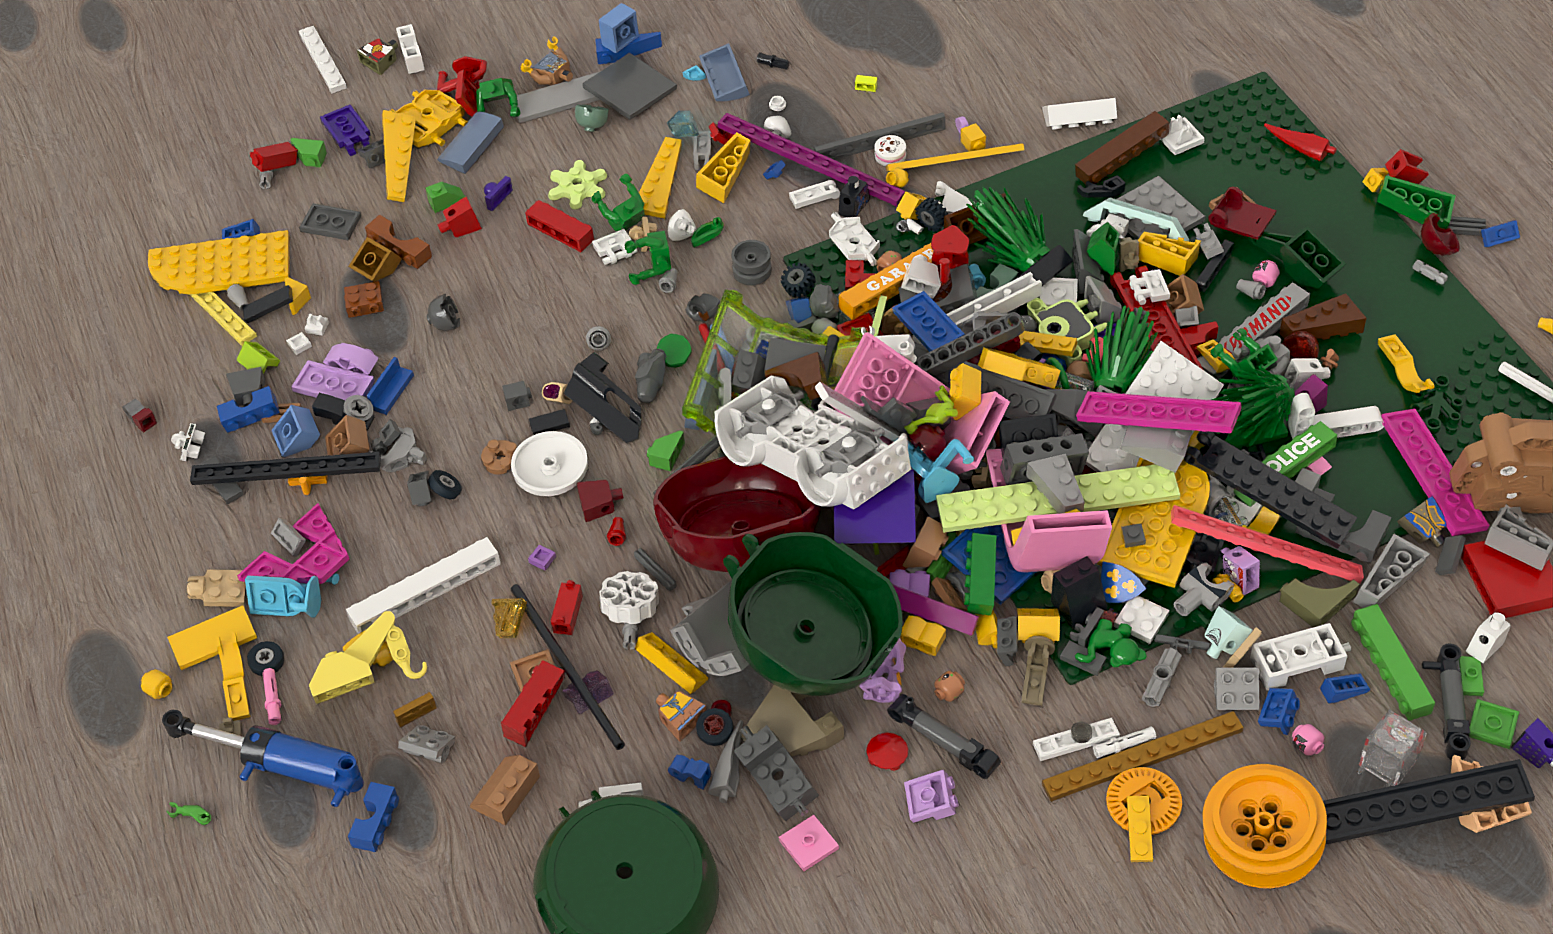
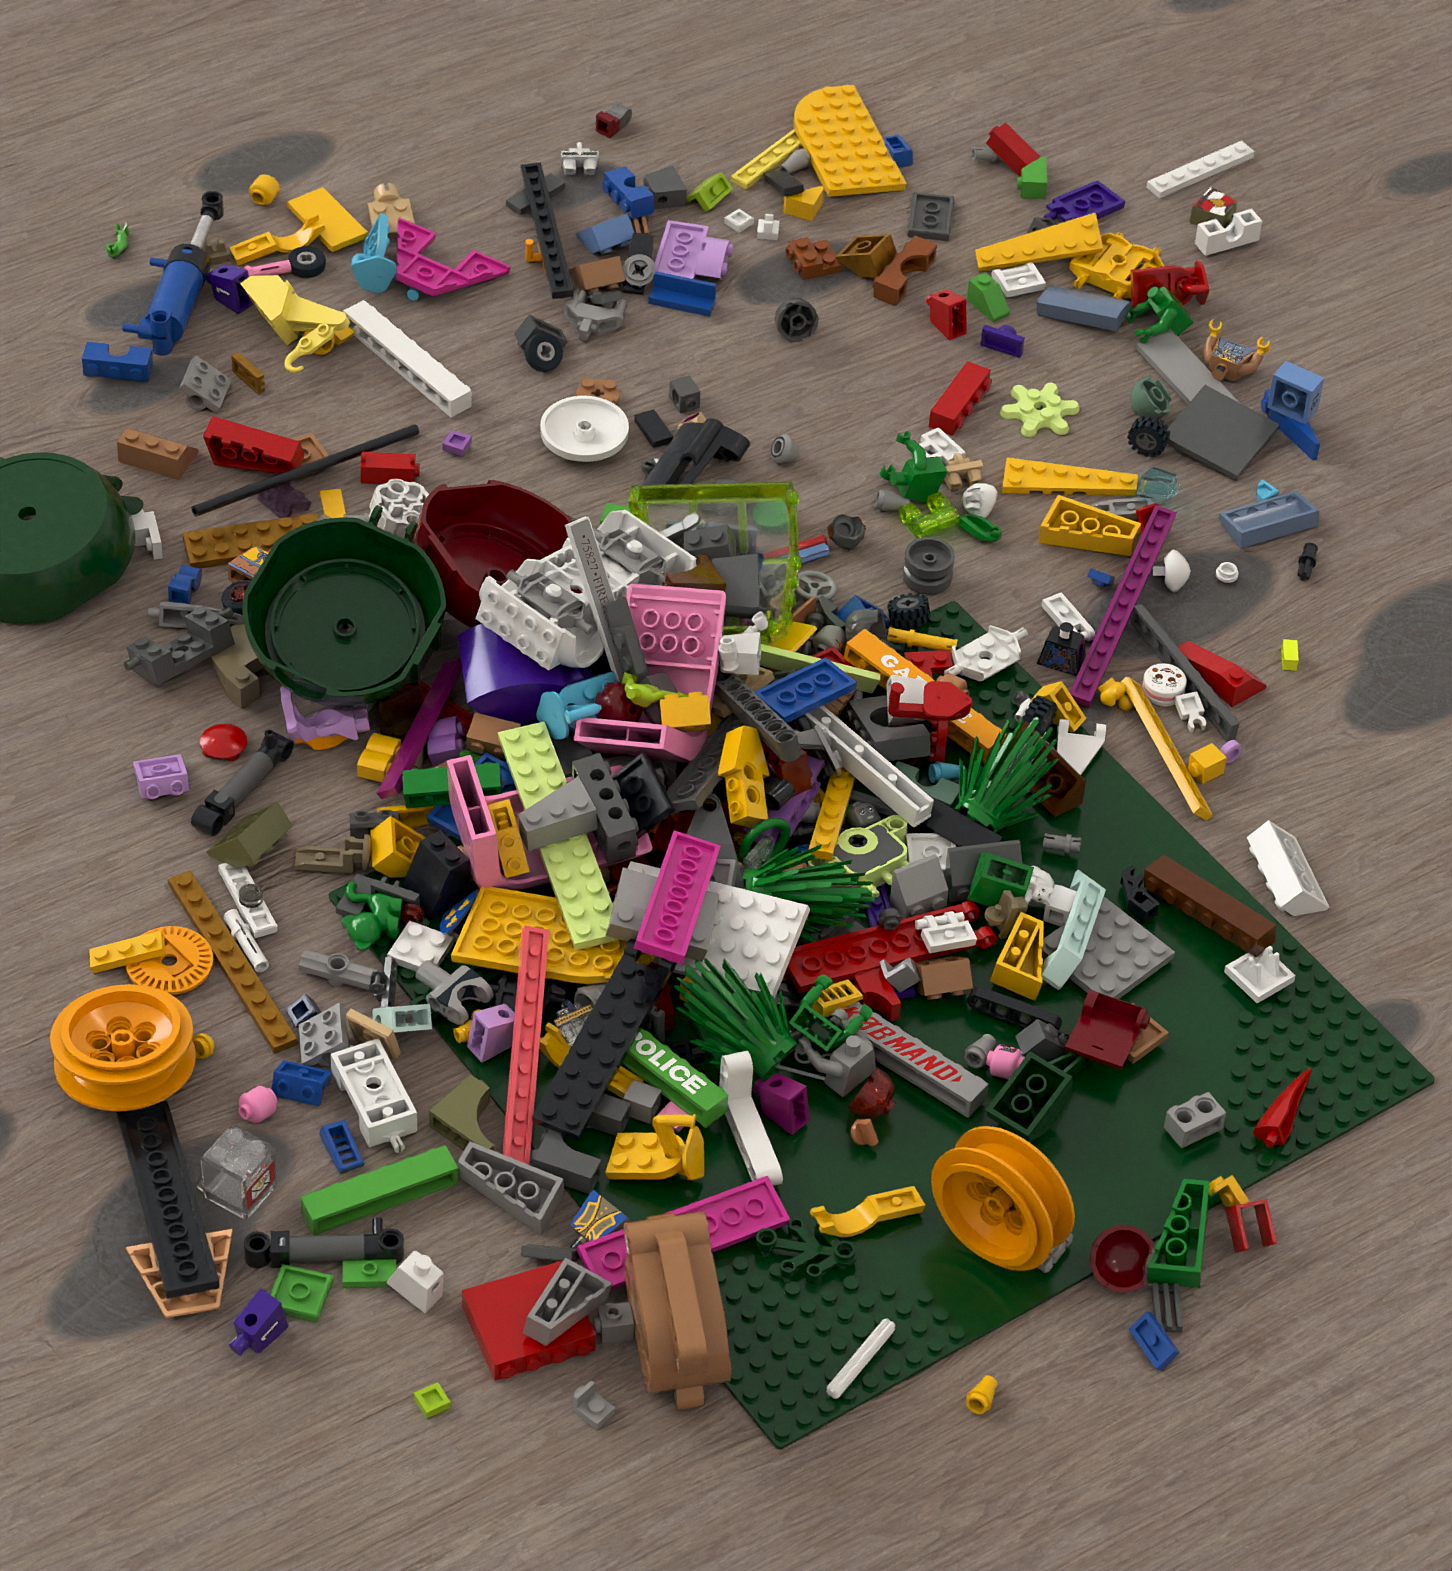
camera: 75 degrees right, 5 degrees down
(288, 536) = (462, 251): light grey plate -> none
(294, 715) = (227, 287): none -> dark purple torso
(430, 172) = (1019, 280): none -> white plate
(508, 616) = (372, 426): clear yellow wing -> none
(596, 657) = (332, 503): none -> yellow sticker
(597, 498) = (542, 474): dark red torso -> none
(625, 214) = (985, 446): green torso -> none
(632, 121) = (1148, 436): none -> black wheel
(636, 718) = (223, 544): none -> pearl gold plate
(697, 259) = (942, 516): none -> clear neon green connector
(808, 843) = (103, 687): bright pink plate -> none
(835, 270) = (912, 638): none -> yellow pin
(883, 116) = (1224, 677): none -> red wedge
(915, 140) = (1190, 708): none -> white plate
(949, 686) = (308, 782): nougat head -> none
(1013, 730) = (252, 837): none -> olive slope
(1050, 220) = (1064, 843): none -> light grey pin
(1133, 535) = (515, 910): dark grey plate -> none
(1201, 706) = (303, 1010): none -> dark blue slope
(1209, 243) = (1052, 999): light grey hinge -> none
(1247, 251) = (1042, 1040): none -> dark grey slope
(1302, 368) = (824, 1097): white torso -> none
(1314, 185) = (1194, 1119): none -> light grey brick
(1326, 319) = (927, 1117): reddish brown wedge -> none
(1362, 485) = (659, 1153): none -> yellow plate
(1428, 269) = (1003, 1198): none -> light orange wheel

